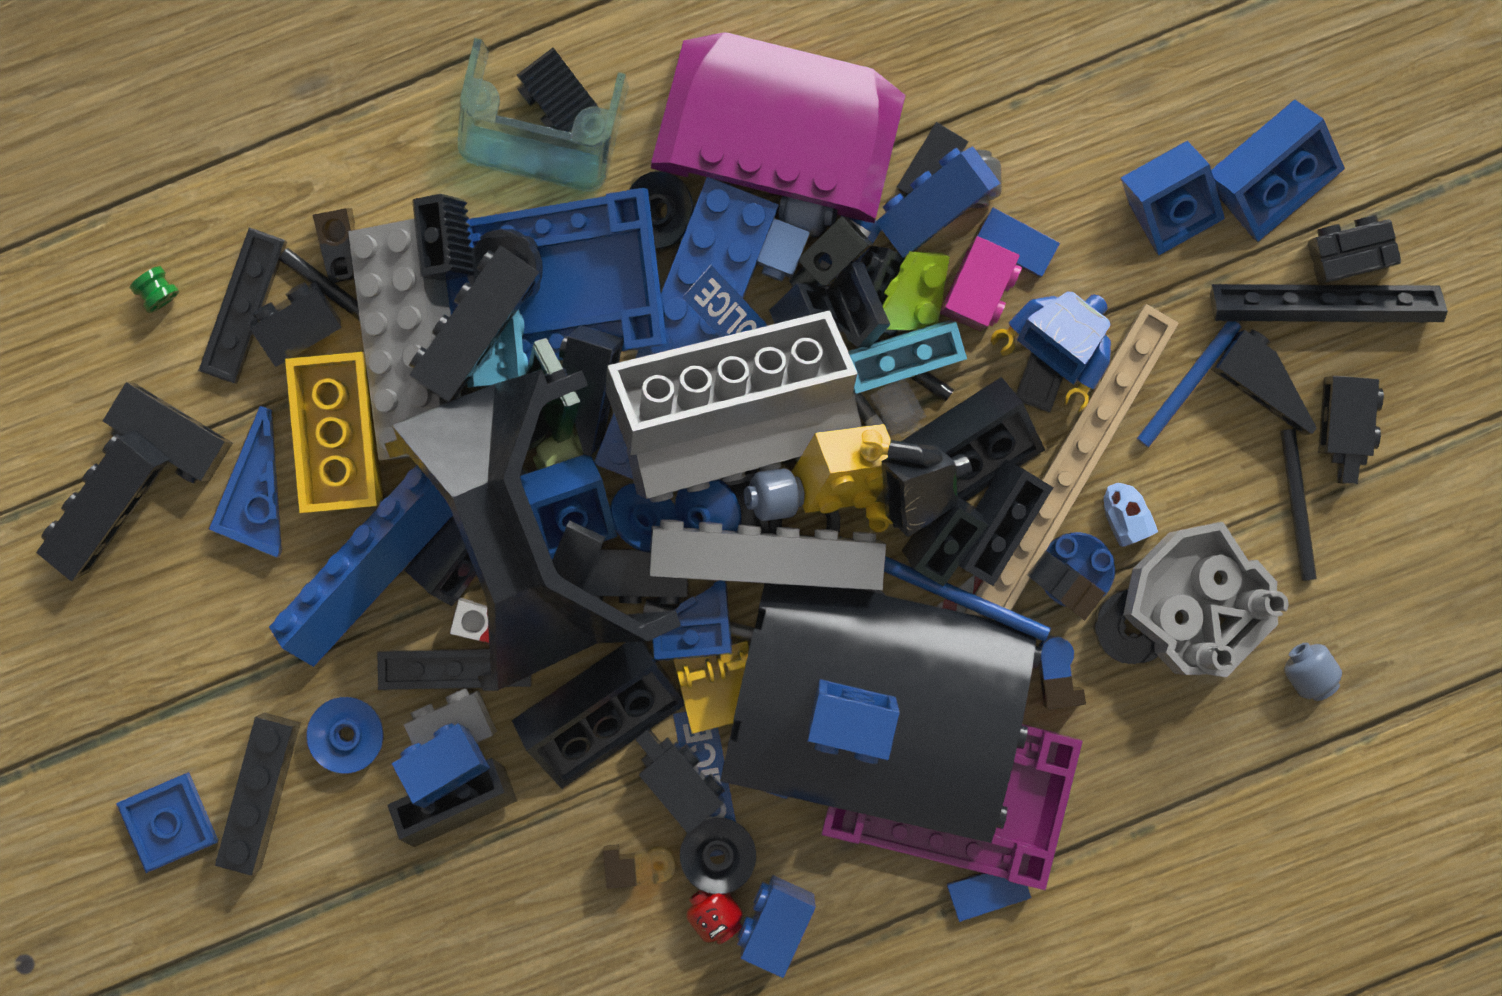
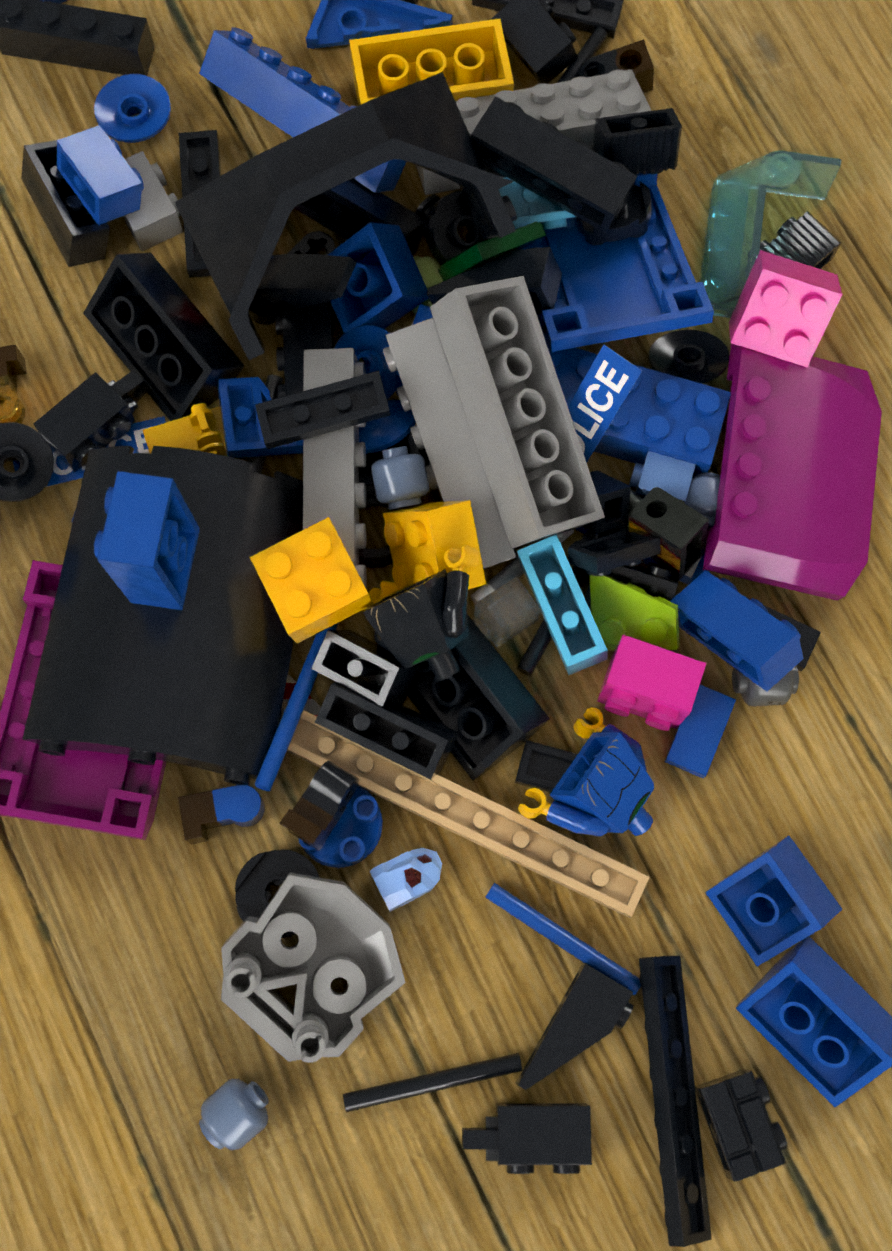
camera: 85 degrees right, 15 degrees down
(636, 118) = (784, 308): none -> brick
(717, 561) = (322, 410): none -> black plate
(879, 579) = (311, 580): none -> yellow brick

